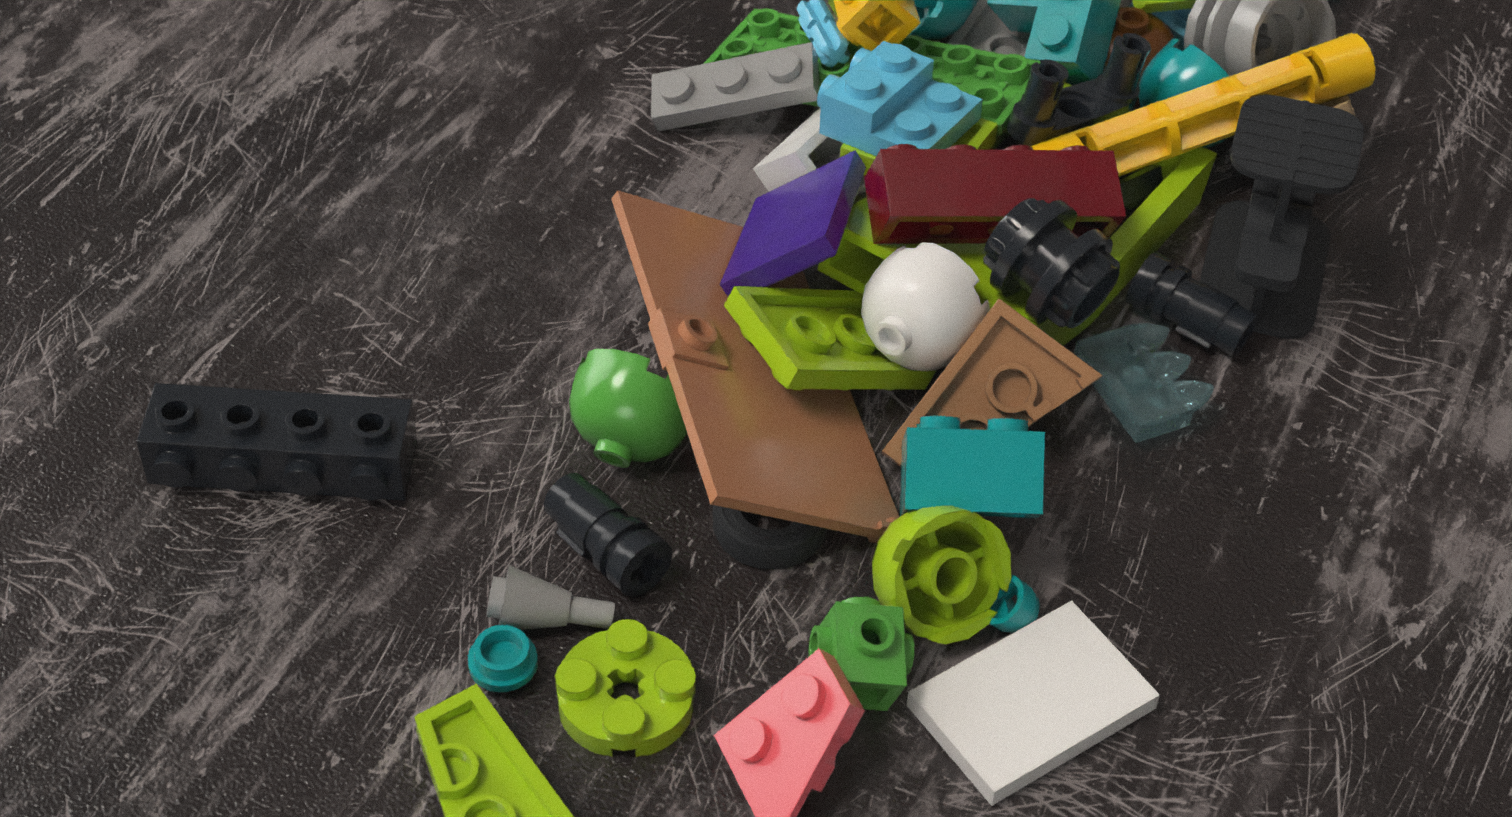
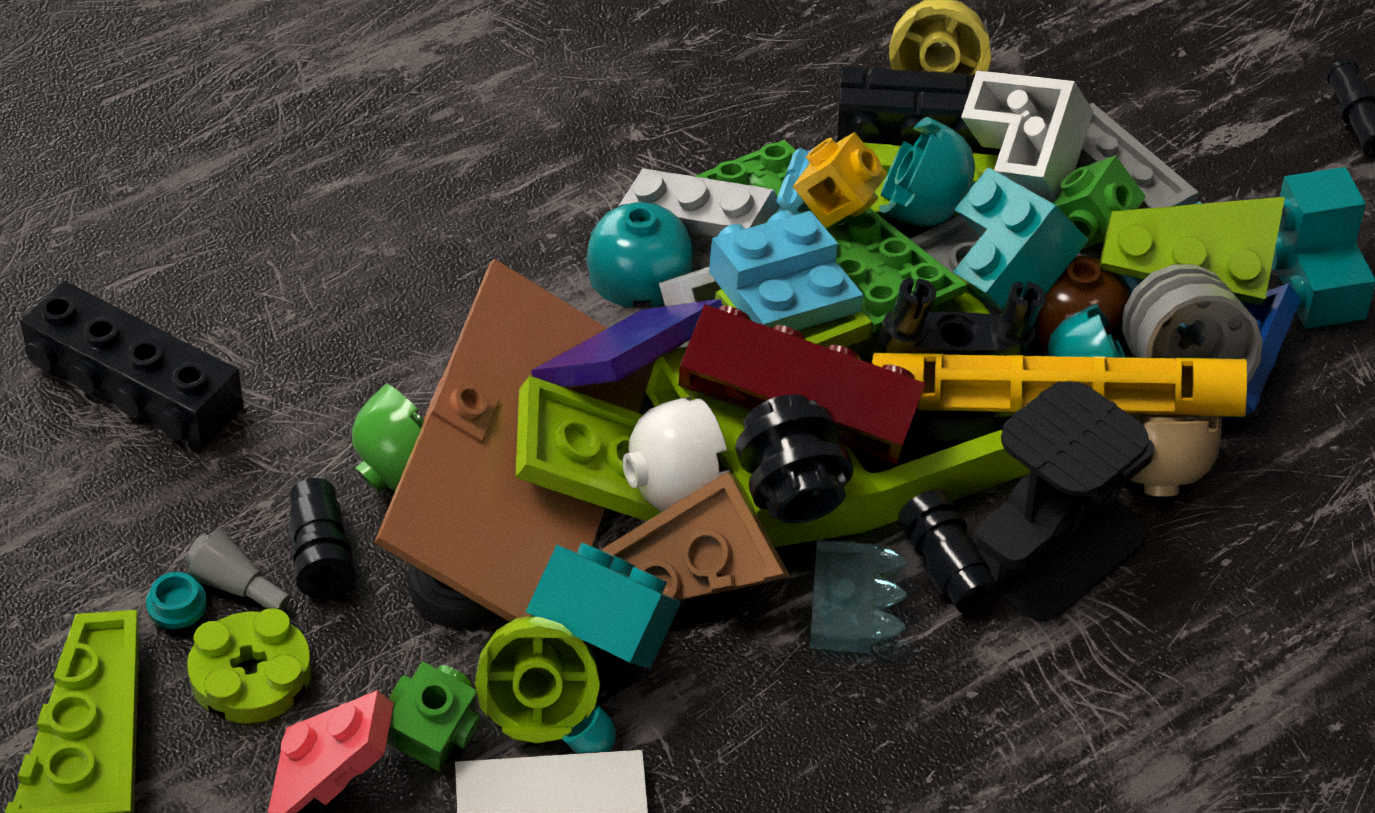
camera: 30 degrees right, 0 degrees up
(706, 152) = (636, 251): none -> teal cylinder

